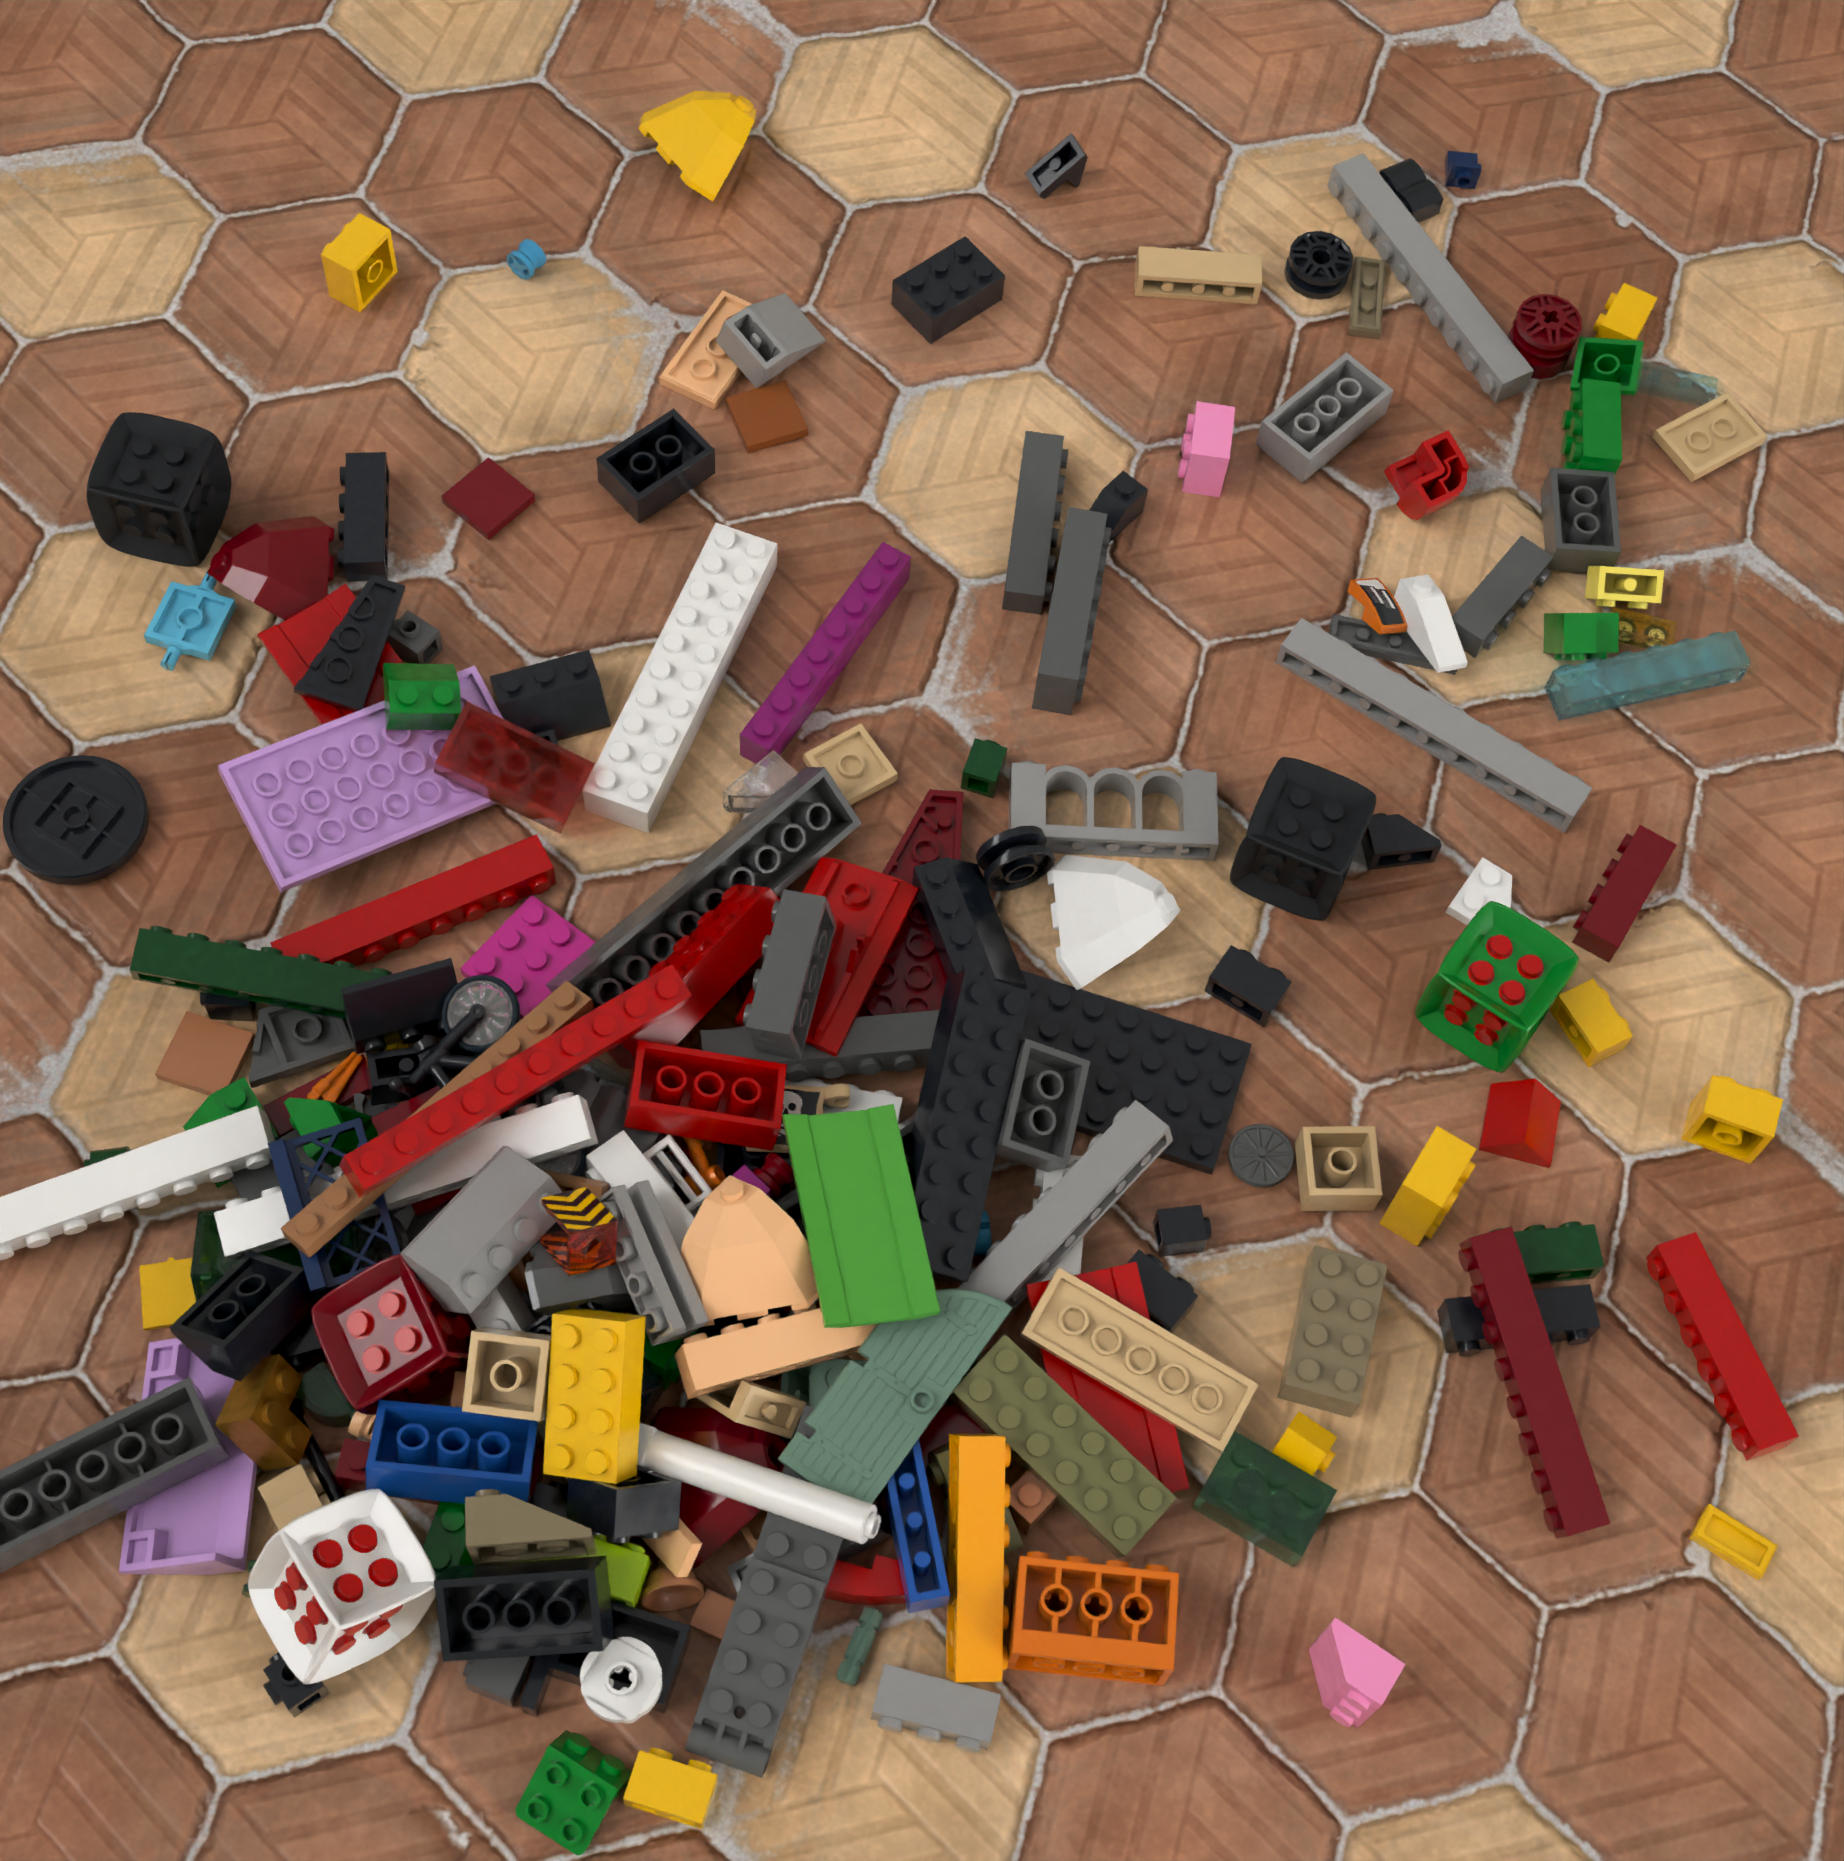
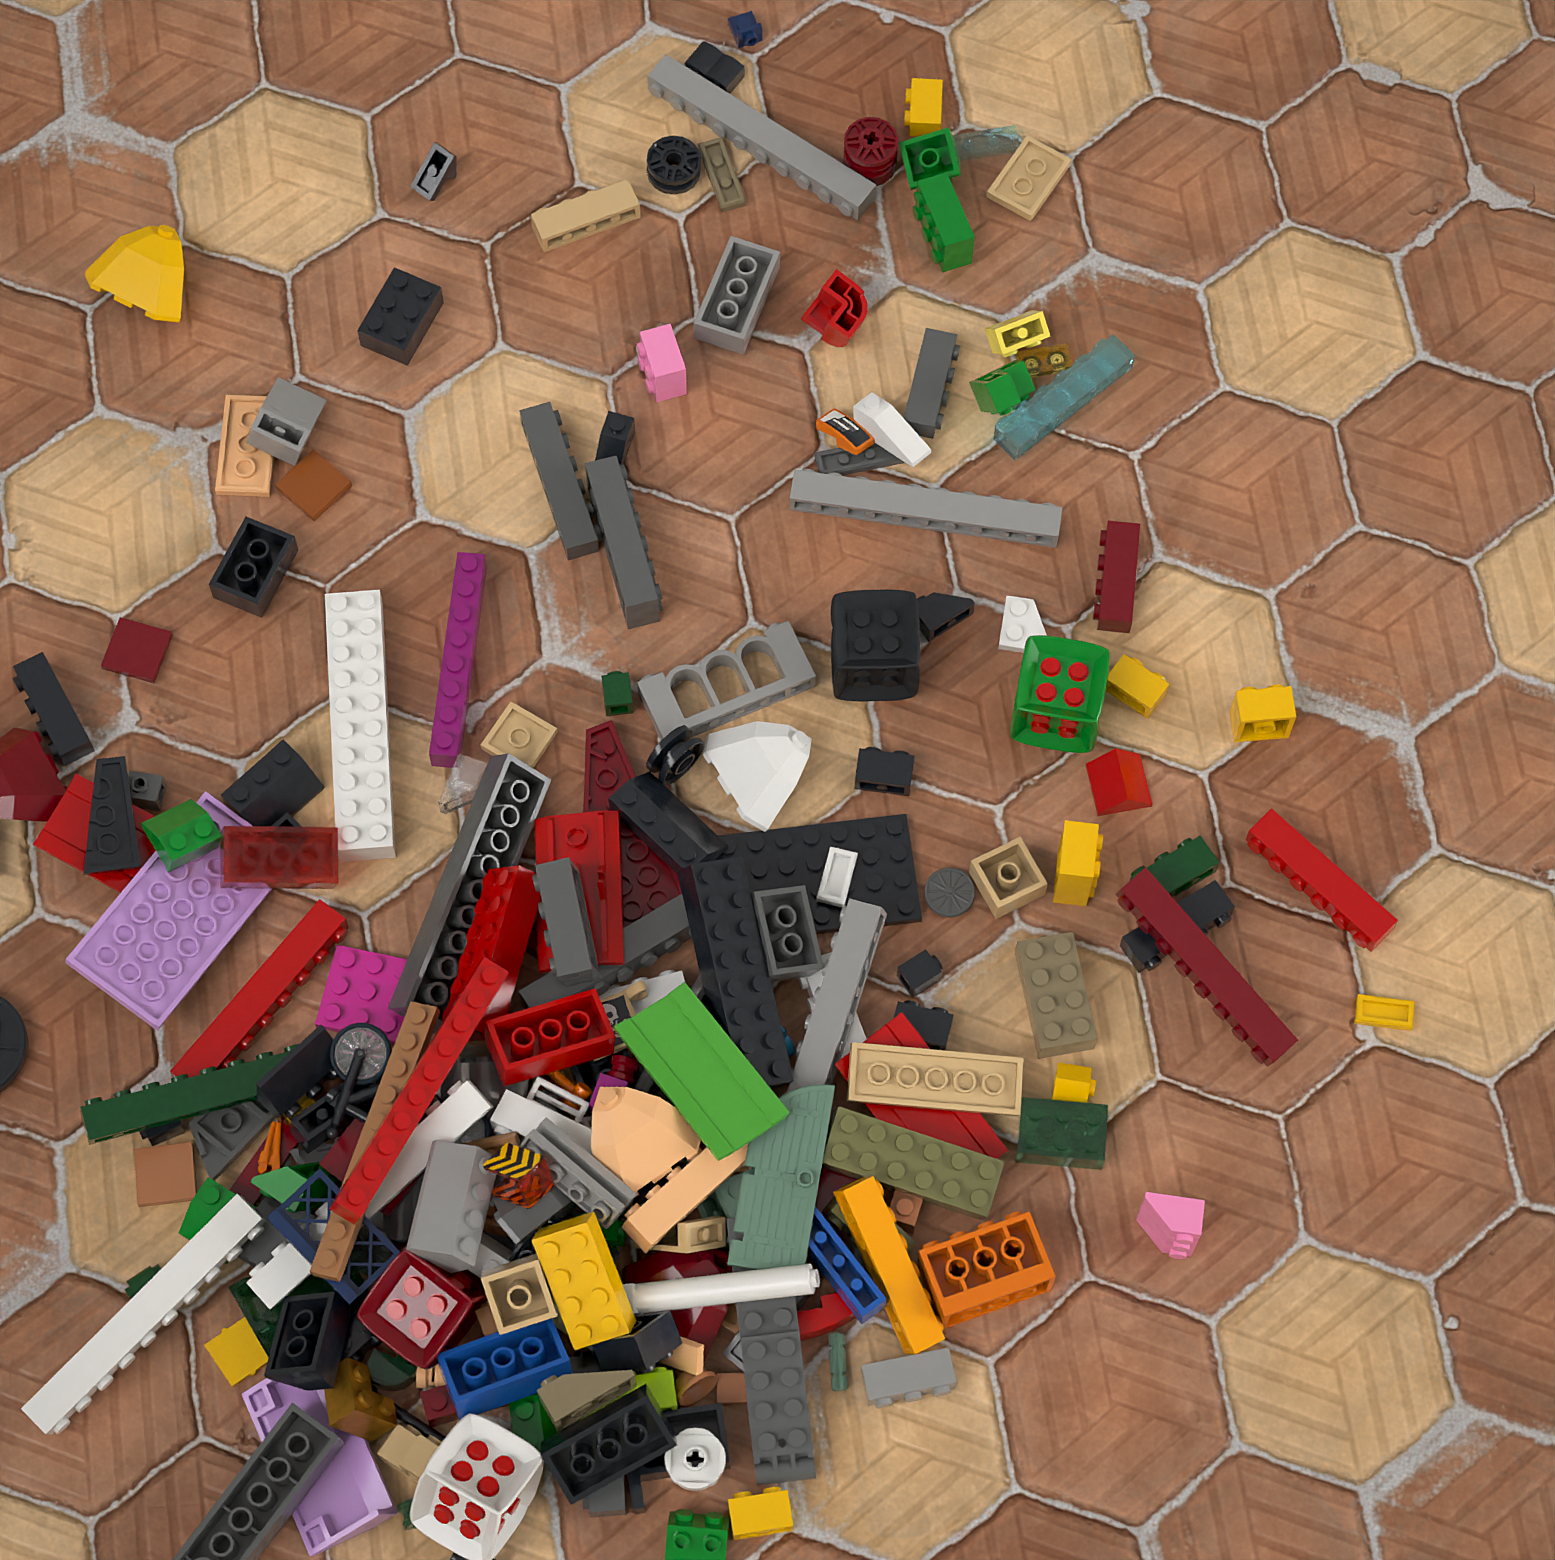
camera: 20 degrees left, 5 degrees up
(526, 259) = (60, 438): dark azure wheel -> none
(1135, 1075) = (837, 877): none -> white tile
(1580, 519) = (963, 293): dark grey brick -> none

